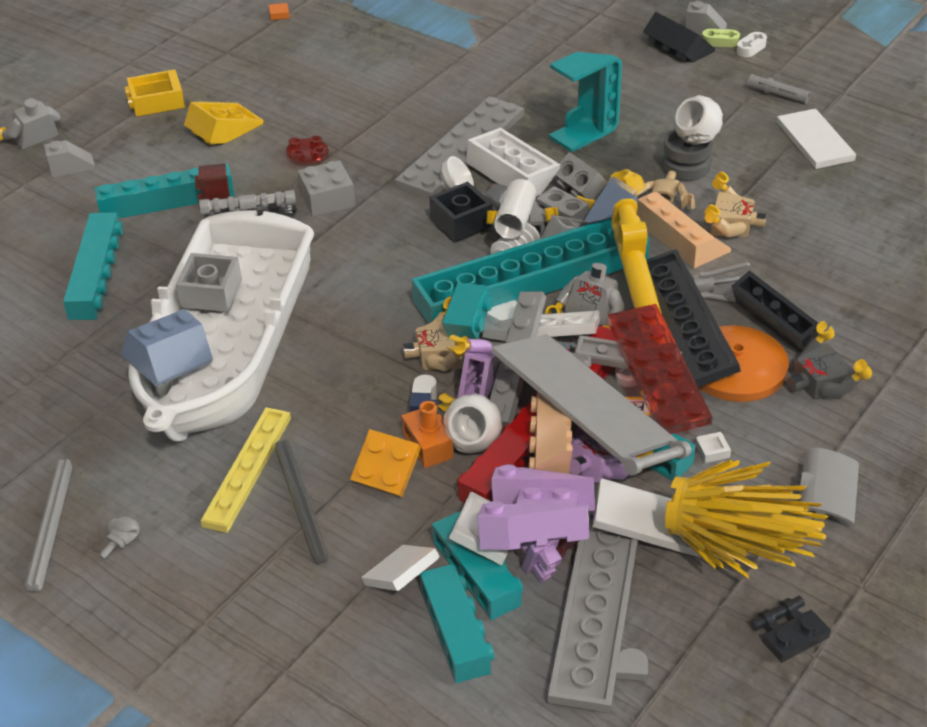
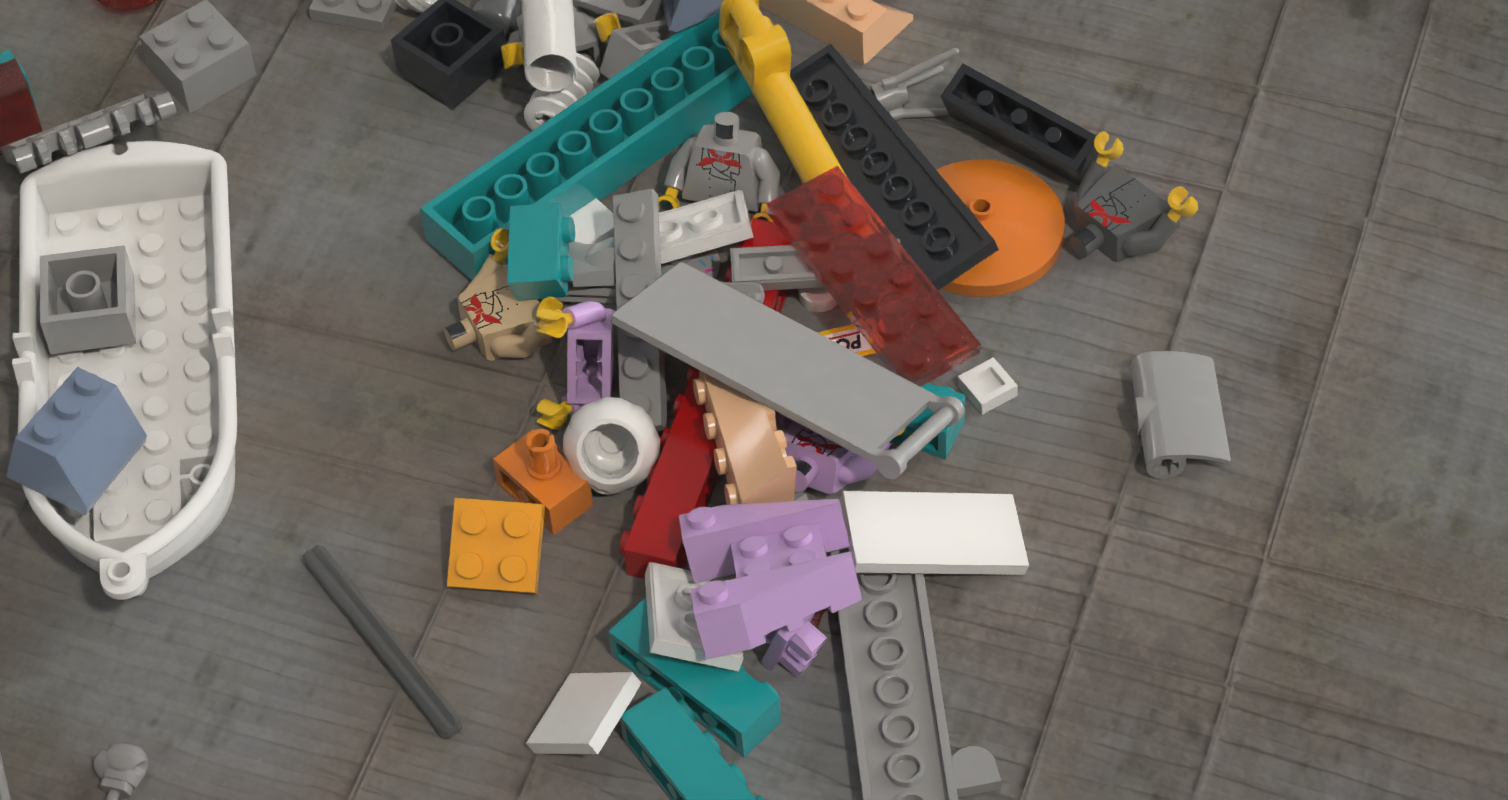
camera: 15 degrees left, 10 degrees up
(245, 470) = (272, 611): light yellow tile -> none
(423, 390) = (510, 410): white leg -> none
(740, 517) = (1037, 493): yellow plant -> none
(794, 636) = (1192, 663): black plate -> none

